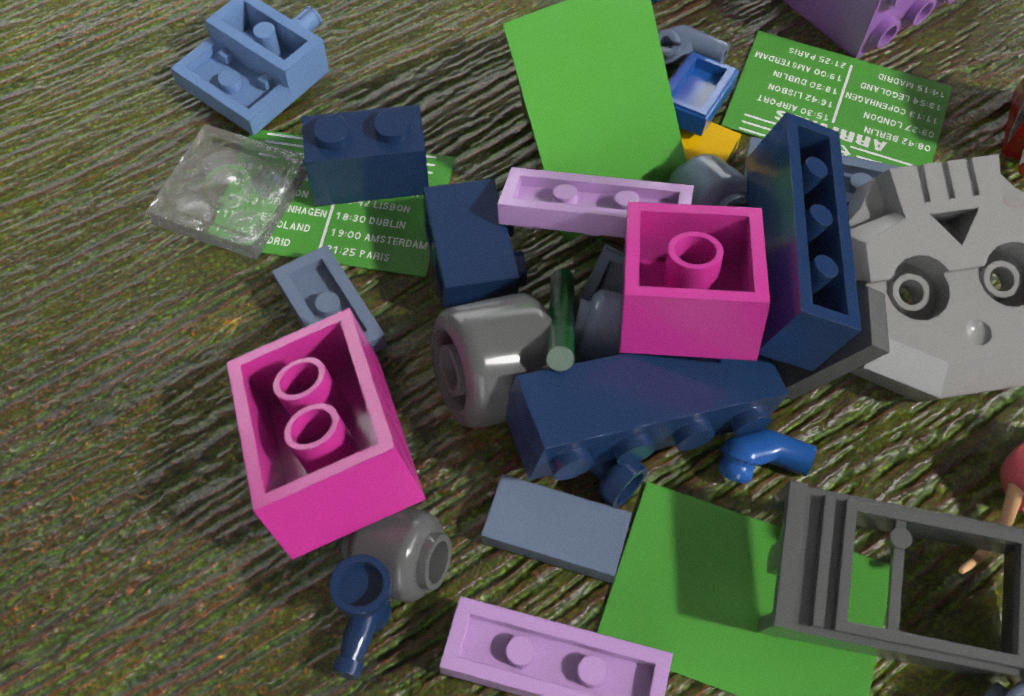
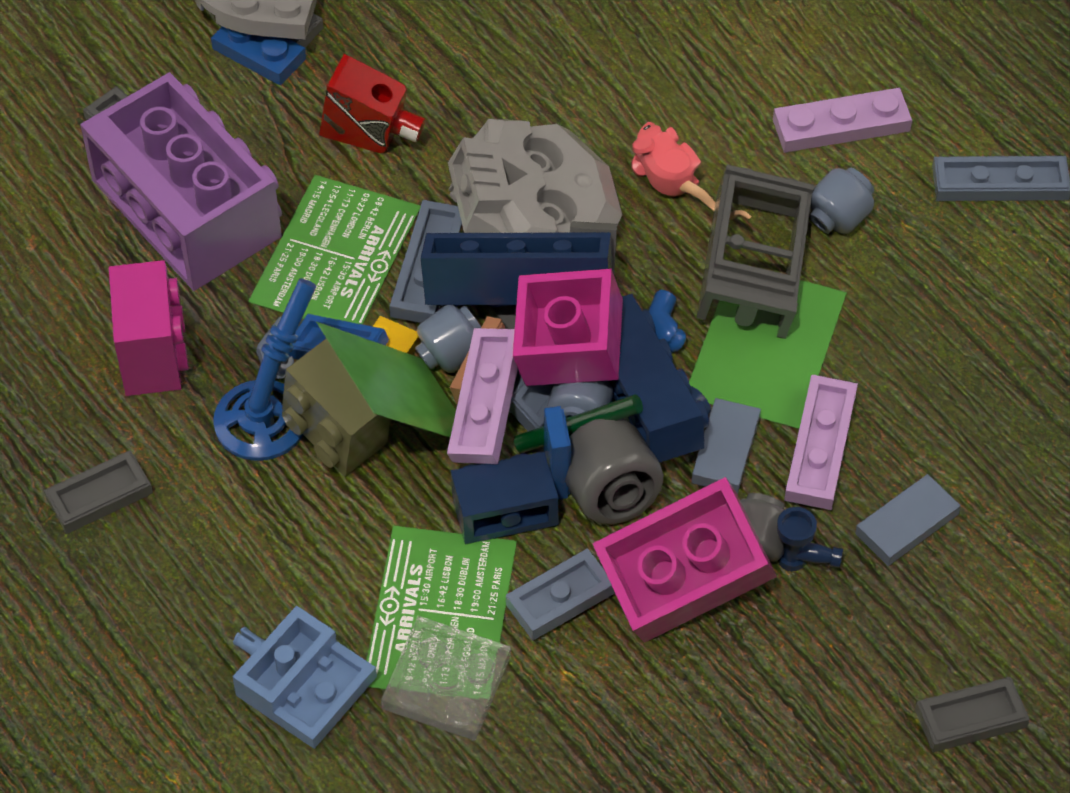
camera: 90 degrees left, 5 degrees down
(365, 154) = (416, 569): dark blue brick -> none
(518, 270) = (557, 448): none -> blue tile

